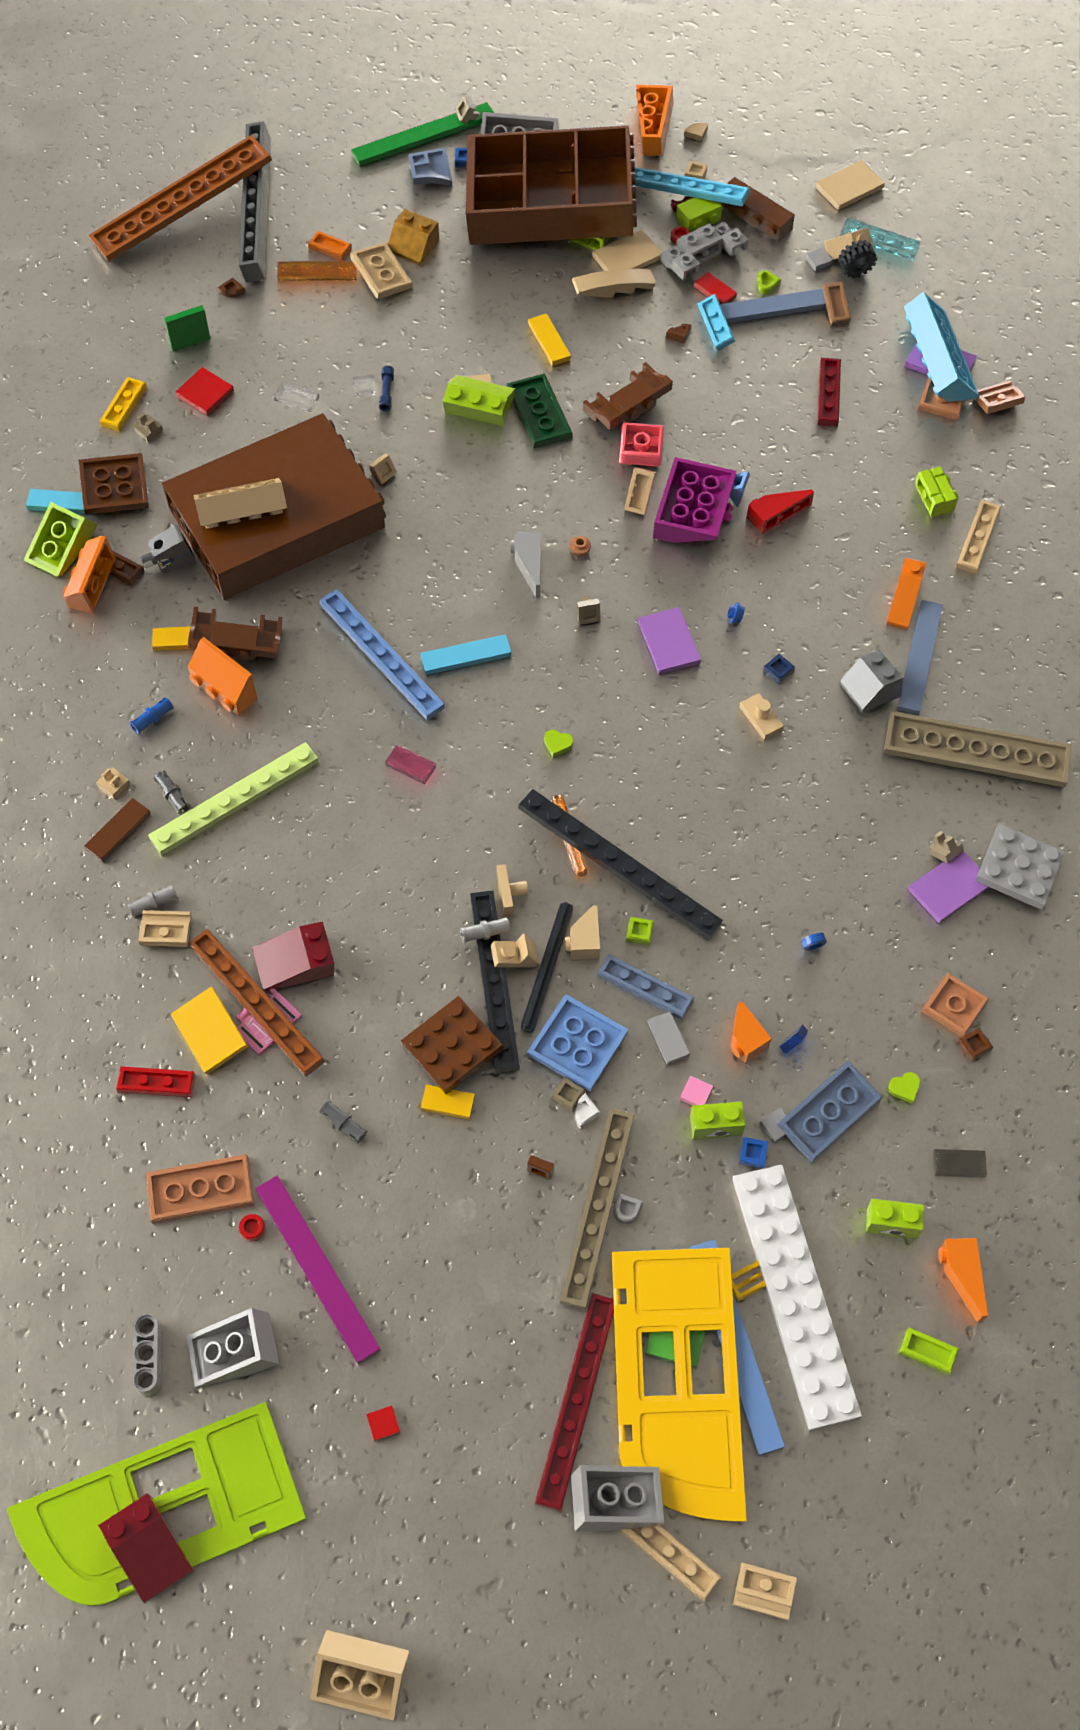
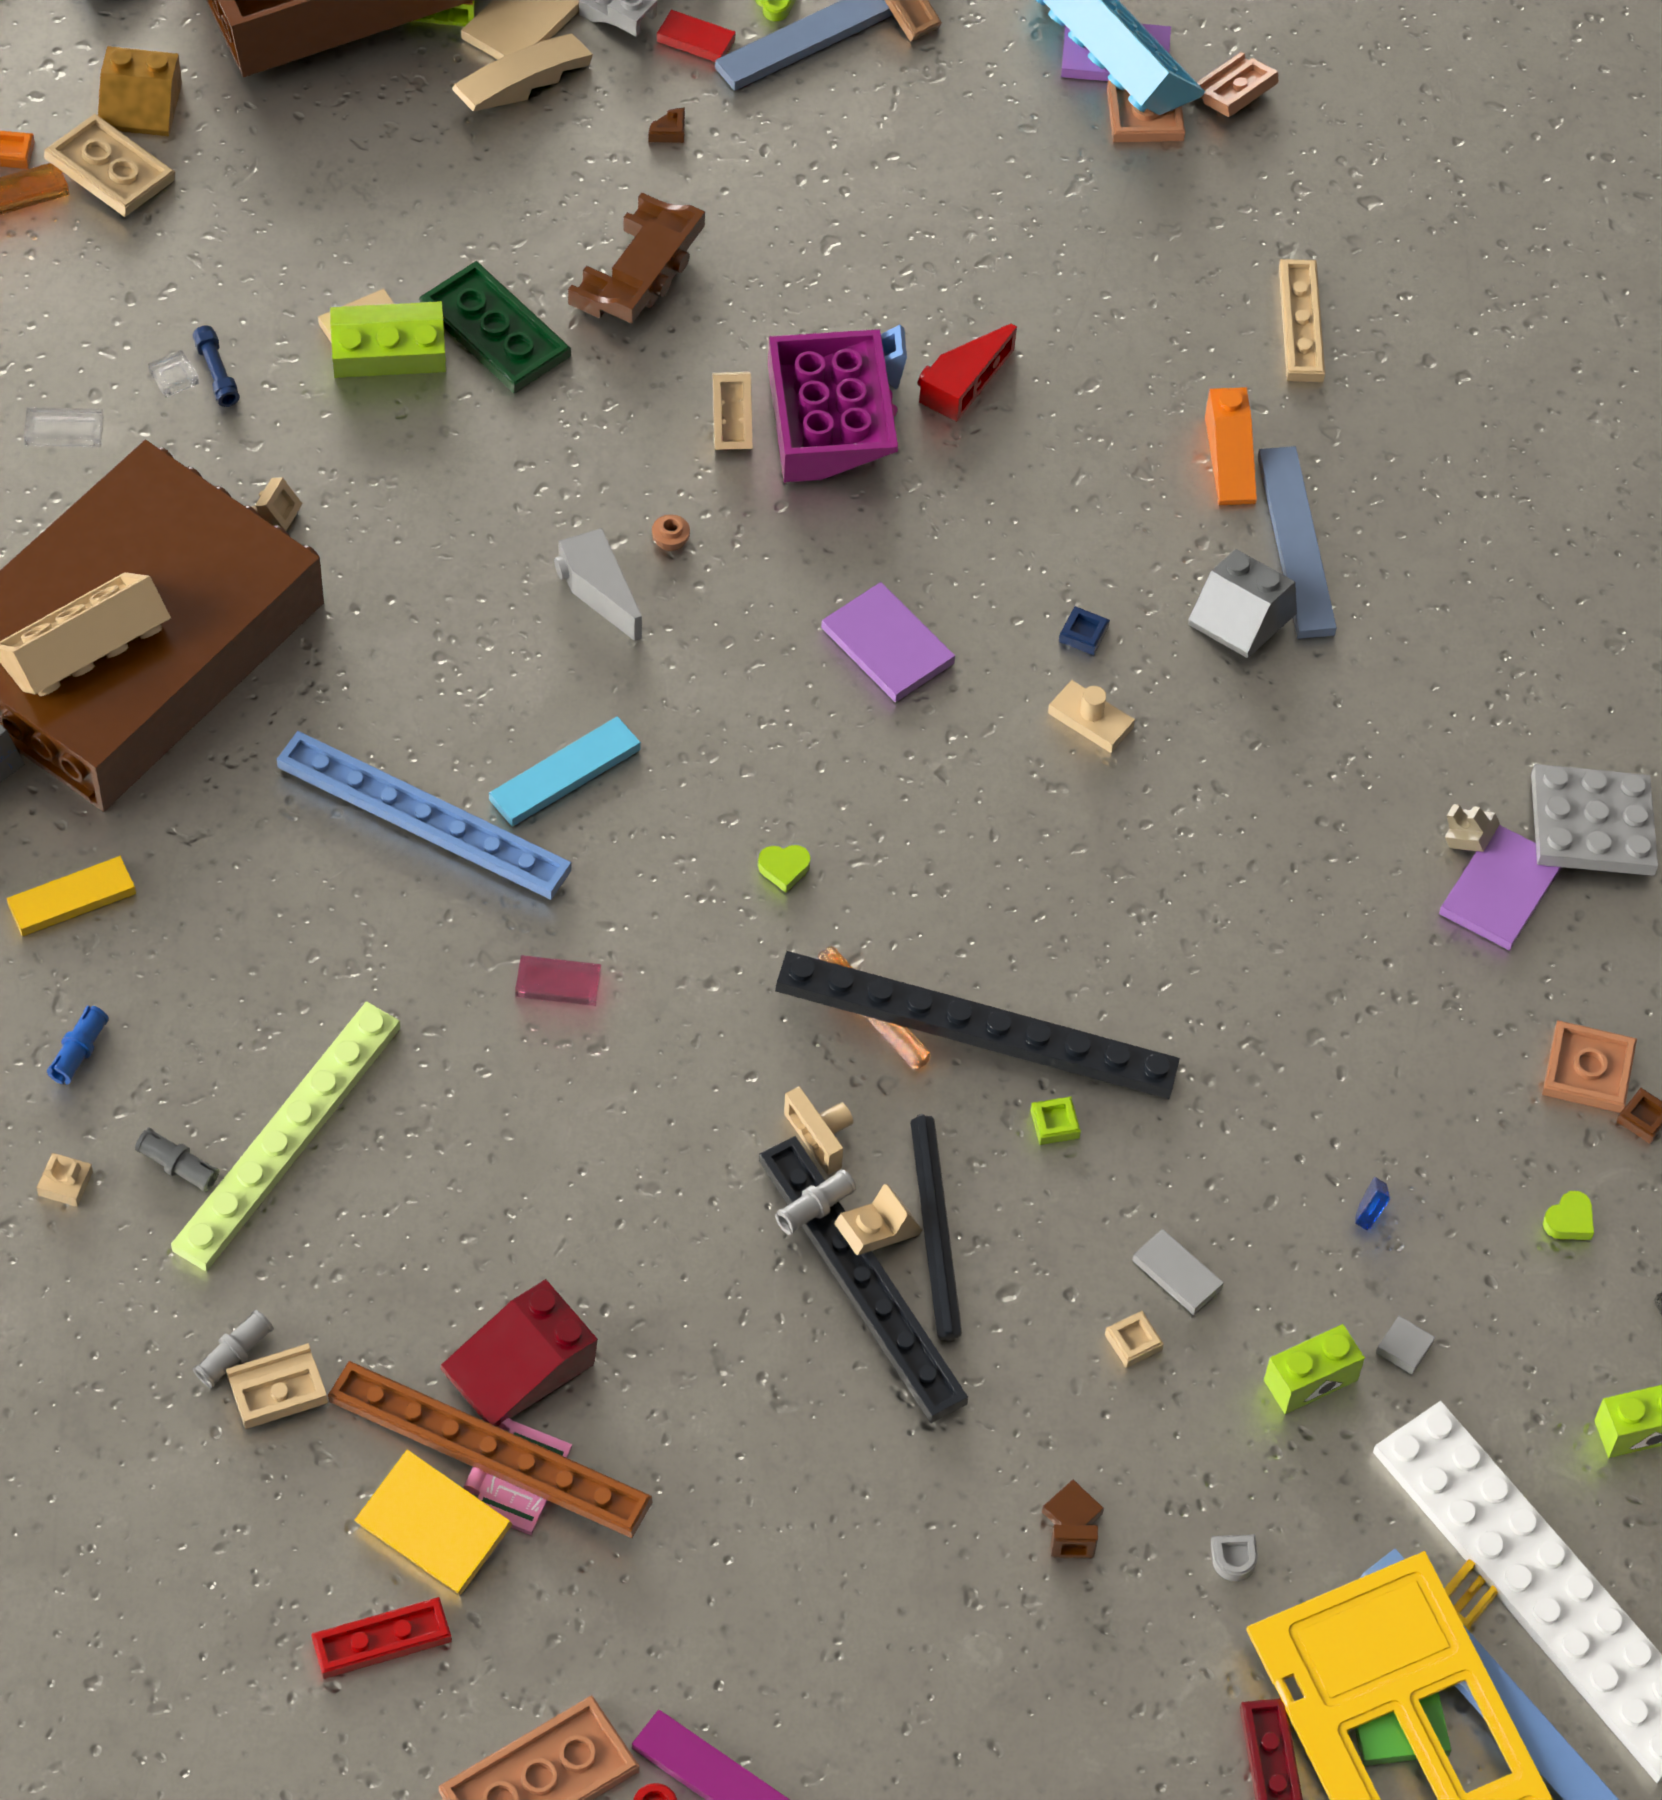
camera: 25 degrees left, 5 degrees down
(117, 829) = (111, 1254): reddish brown tile -> none
(222, 677) = (175, 939): orange slope -> none
(236, 639) = (163, 870): reddish brown bracket -> none
(343, 1121) = (725, 1586): dark grey pin -> none
(452, 1045) = (844, 1402): reddish brown plate -> none
(453, 1104) = (877, 1495): yellow tile -> none
(549, 339) = (456, 201): yellow tile -> none
(550, 1148) = (1072, 1506): none -> reddish brown tile
(568, 1094) = (1061, 1414): dark tan tile -> none
(577, 1042) = (1041, 1328): medium blue plate -> none
(584, 937) = (977, 1159): tan slope -> none
(585, 1111) = (1101, 1431): white tile -> none
(588, 610) = (736, 633): dark tan tile -> none
(597, 1209) = (1190, 1572): dark tan plate -> none
(627, 1067) = (1134, 1339): none -> tan tile
(641, 444) = (696, 332): coral brick -> none
(645, 986) = (1104, 1204): sand blue tile -> none
(696, 1092) = (1259, 1339): bright pink tile -> none
(716, 322) = (724, 91): medium azure tile -> none
(735, 613) = (977, 563): blue plate -> none
(748, 1035) = (1299, 1220): orange slope -> none
(753, 1152) = (1389, 1398): blue plate -> none
(814, 941) = (1335, 1042): blue tile -> none
(829, 392) = (960, 154): dark red tile -> none
(829, 1111) = (1475, 1294): sand blue tile -> none
(936, 491) = (1206, 267): lime brick -> none
(978, 749) = (1449, 658): dark tan plate -> none

